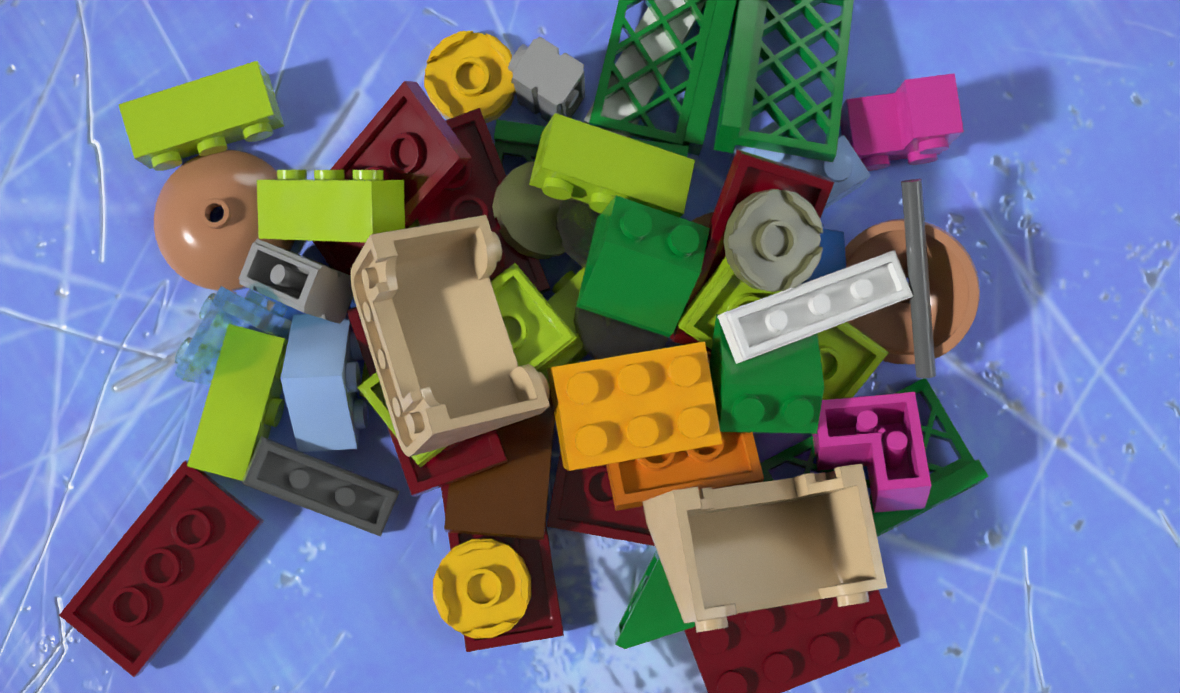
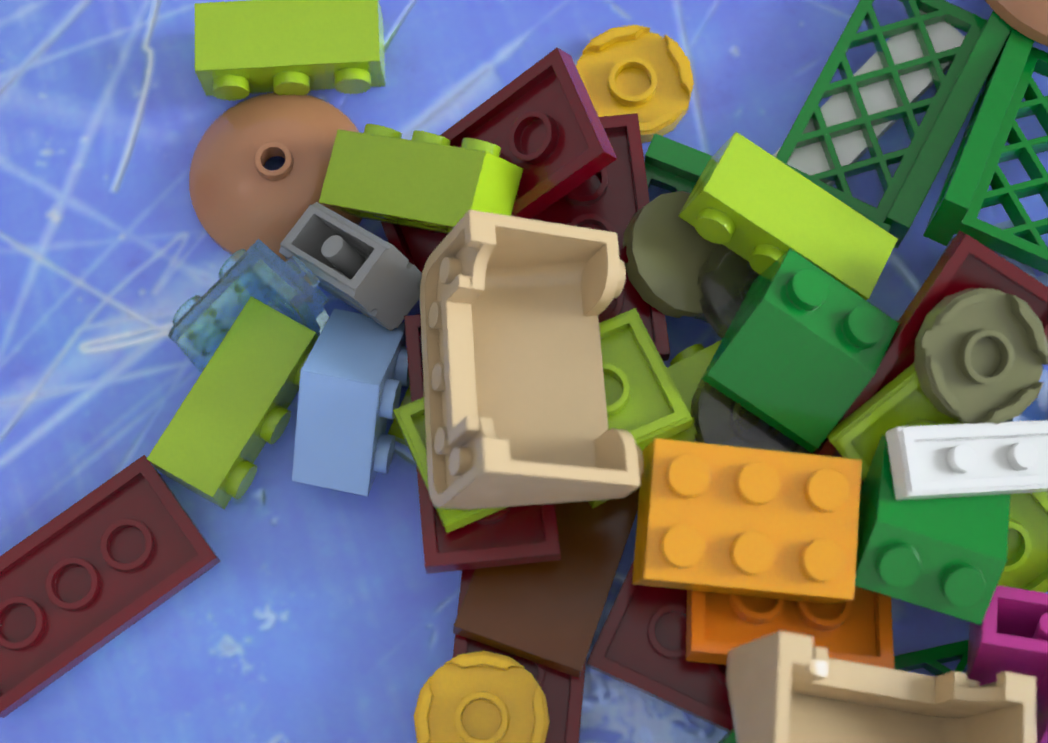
camera: 15 degrees right, 10 degrees down
(320, 486) = (307, 532): dark grey tile -> none
(547, 80) = (731, 97): light grey brick -> none

